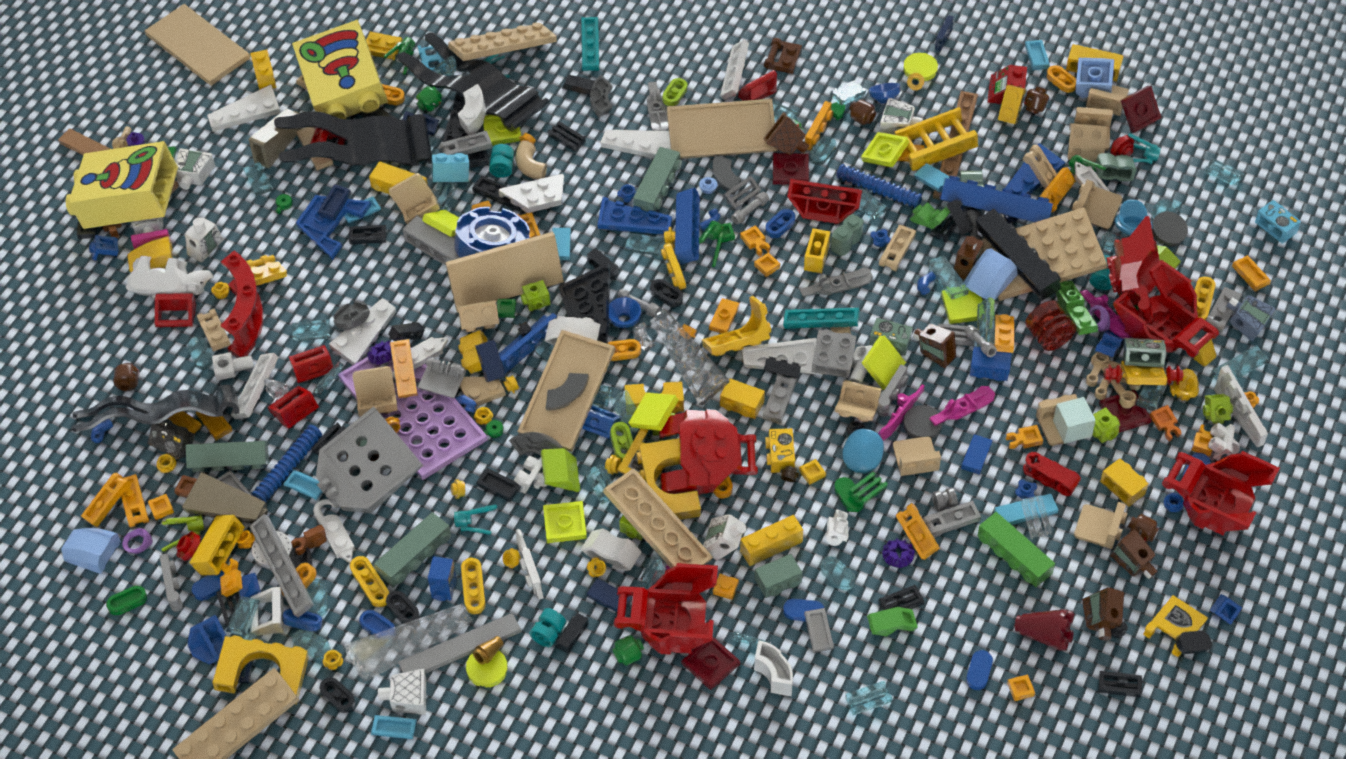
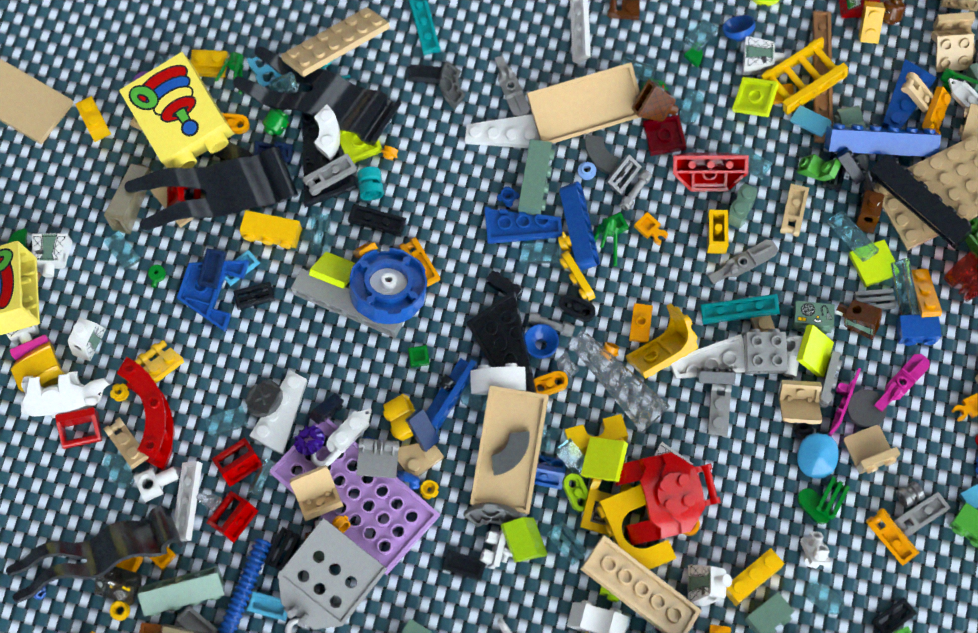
camera: 10 degrees left, 15 degrees up
(126, 377) = (50, 518): reddish brown head -> none
(250, 108) = (87, 168): white wing -> none
(403, 368) = (337, 457): light orange plate -> none
(414, 197) = (295, 250): tan bracket -> none
(450, 168) = (320, 203): medium azure brick -> none
(458, 489) = (426, 580): yellow plate -> none
(463, 518) = (440, 611): teal plant -> none
(478, 315) = (398, 380): tan bracket -> none
(494, 429) = (438, 501): green piece -> none
(504, 270) = (411, 322): tan tile -> none
(511, 384) = (447, 446): yellow plate -> none
(527, 164) = (395, 180): tan cylinder -> none
(535, 295) = (446, 339): lime brick -> none
(536, 194) = (416, 216): white wing -> none
(563, 240) = (455, 269): medium azure tile -> none
(564, 522) = (541, 595): neon yellow tile -> none
(568, 134) = (444, 139): black tile -> none
(612, 464) = (574, 521): yellow plate -> none
(674, 92) = (524, 67): lime plate -> none
(714, 216) = (602, 212): blue arm -> none
(742, 398) = (684, 419): yellow brick -> none
(759, 88) = (610, 46): red tile -> none
(767, 264) = (669, 255): light orange plate -> none
(778, 226) = (669, 204): blue plate -> none
(781, 449) = (736, 471): yellow brick -> none
(789, 474) = (751, 496): dark brown plate -> none
(812, 471) = (772, 486): yellow tile -> none
(819, 125) = (682, 79): light orange plate -> none
(862, 112) = (722, 56): reddish brown head -> none
(879, 186) = (758, 140): blue piece -> none
(880, 238) = (773, 206): blue plate -> none
(890, 555) = (873, 570): dark purple gear -> none
(912, 86) = (767, 13): yellow plate -> none
(923, 282) = (829, 246): blue arm -> none
(976, 454) = (927, 434): blue tile -> none
(987, 347) = (916, 318): light grey bar -> none
(991, 274) = (896, 229): light blue slope -> none

